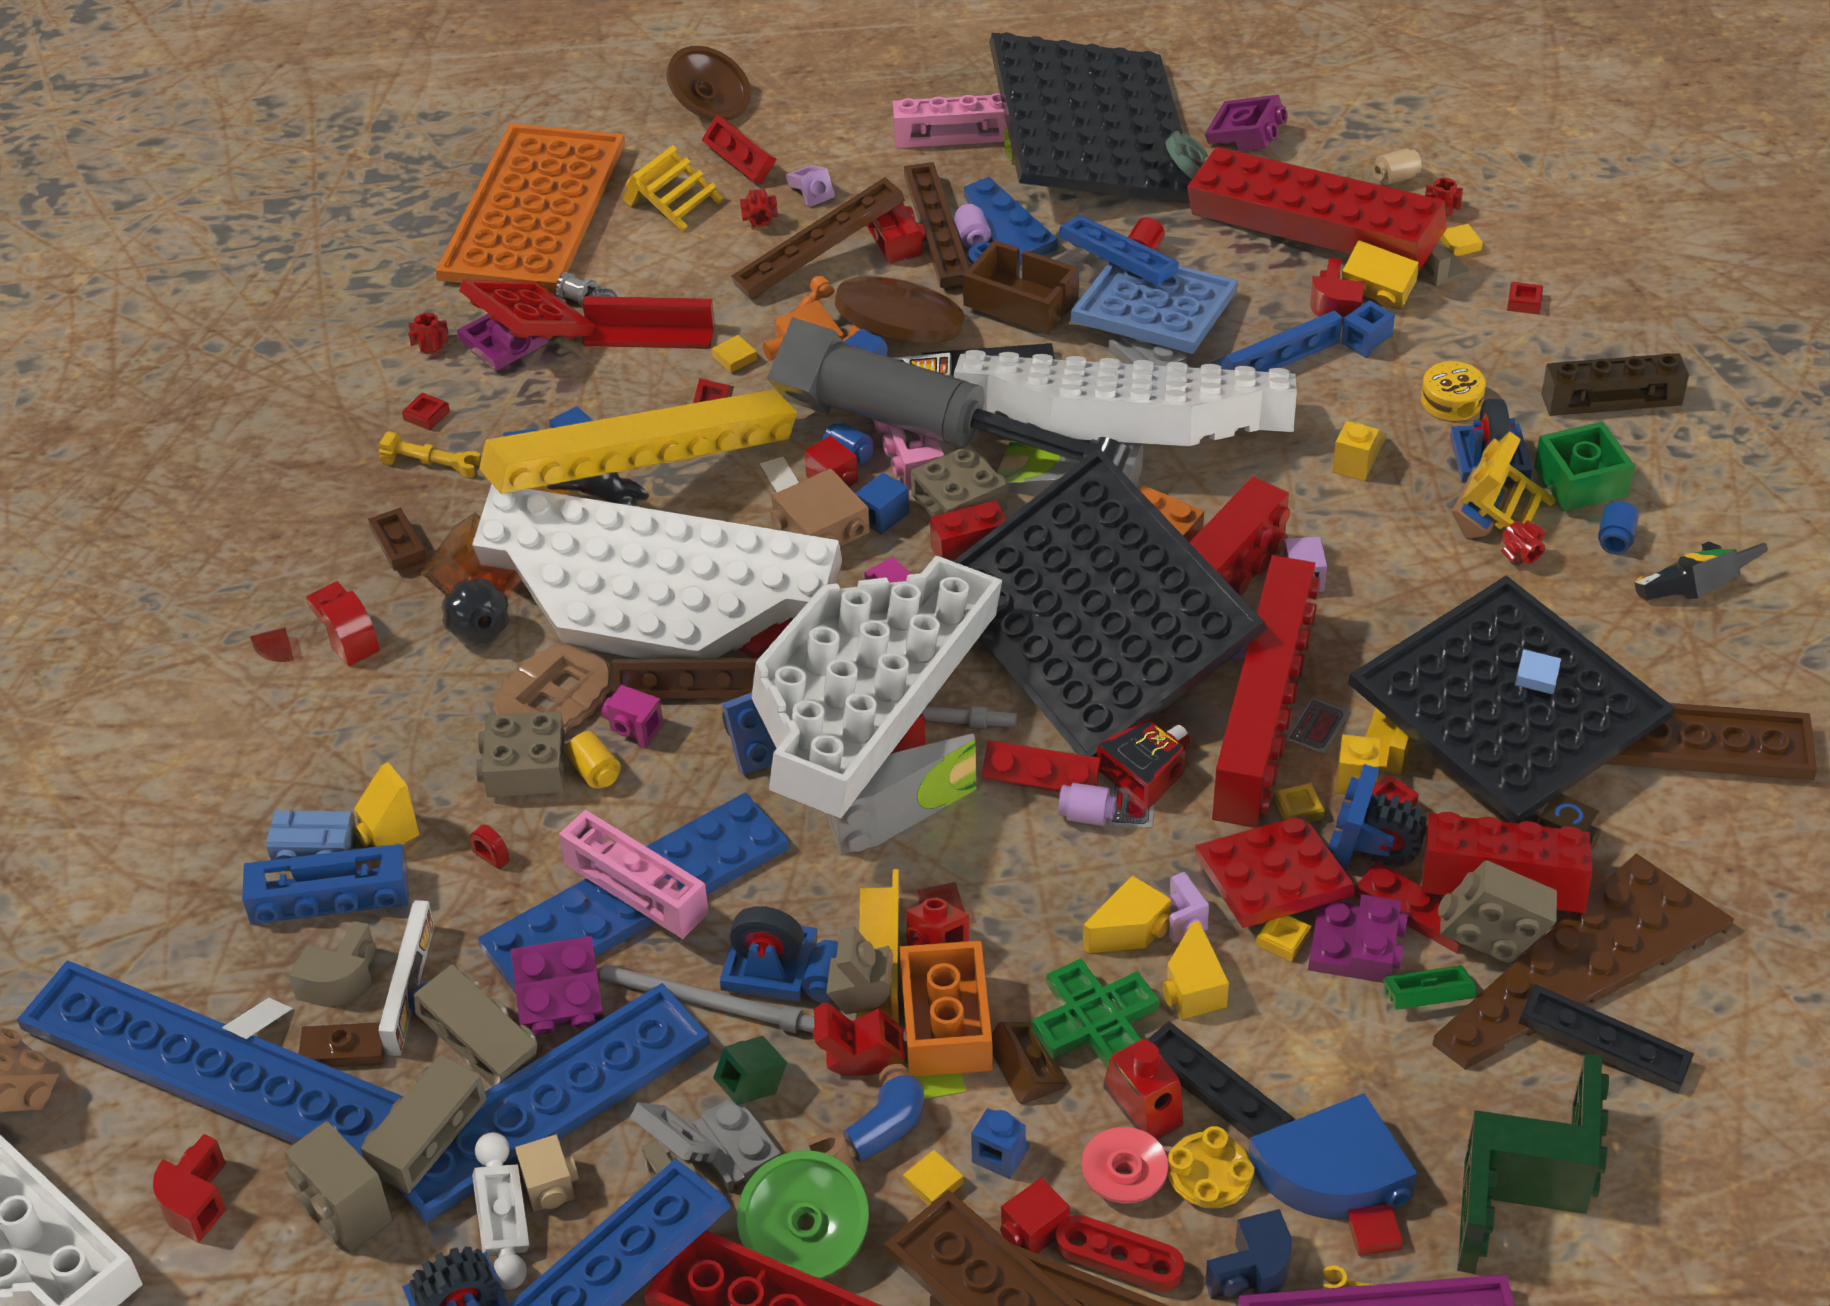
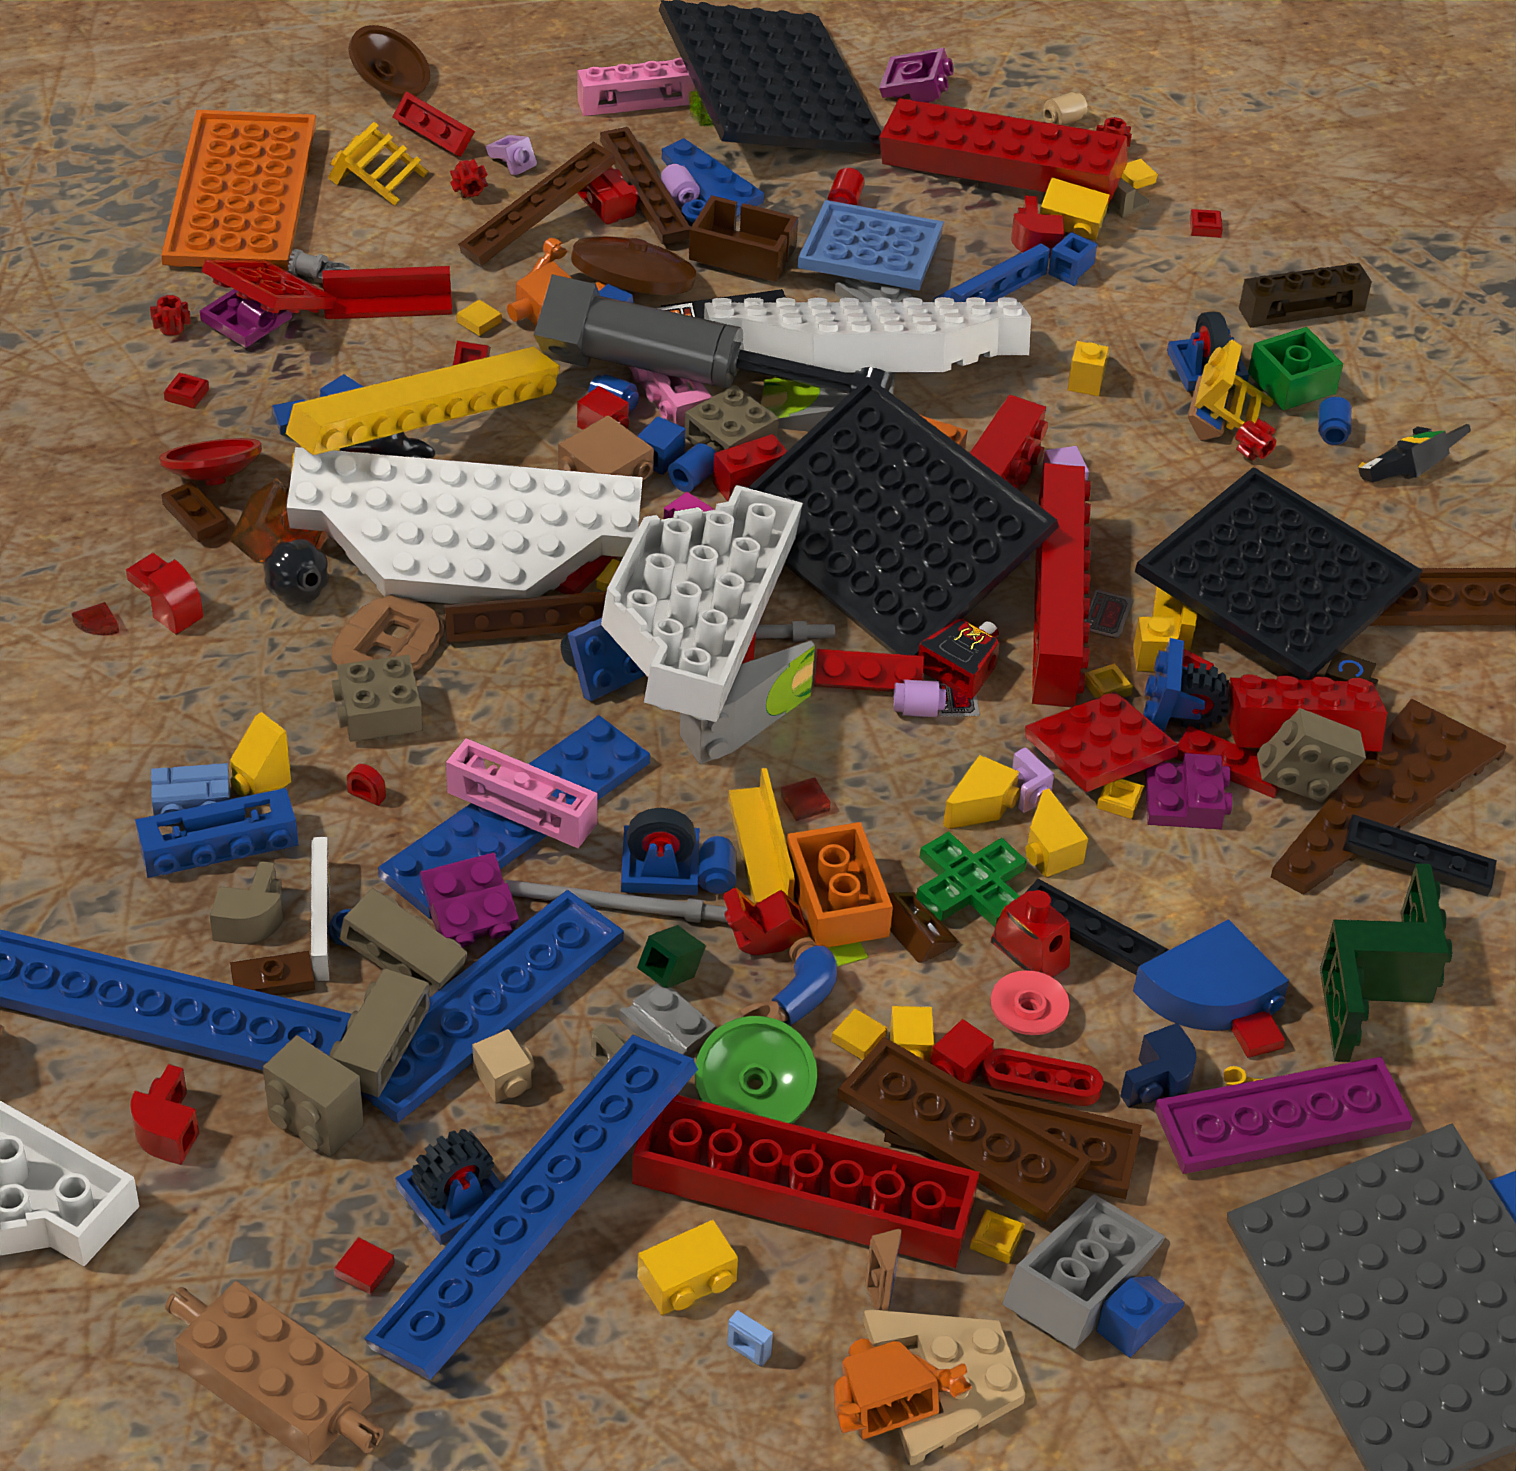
camera: 15 degrees left, 0 degrees up
(257, 1018) = (183, 959): white sticker -> none
(392, 445) = (165, 424): yellow piece -> none
(425, 485) = (211, 459): none -> red dish
(500, 1210) = (468, 1096): white plate -> none
(593, 760) = (446, 698): yellow brick -> none
(633, 714) = (473, 654): dark pink brick -> none
(674, 1132) = (615, 1017): light grey tile -> none
(779, 473) = (552, 427): white sticker -> none
(859, 973) = (759, 862): dark tan brick -> none
(909, 529) = (692, 467): none -> blue brick
(936, 923) = (811, 811): red brick -> none
(986, 1186) = (913, 1030): none -> yellow brick
(1003, 1133) = (916, 984): blue brick -> none
(1119, 249) = (828, 198): blue plate -> none
(1186, 153) = (870, 107): sand green tile -> none
(1210, 1169) = (1104, 998): yellow dish -> none
(1429, 987) = (1259, 827): green tile -> none
(1453, 391) = (1162, 310): yellow head -> none
(1538, 671) = (1300, 547): light blue tile -> none

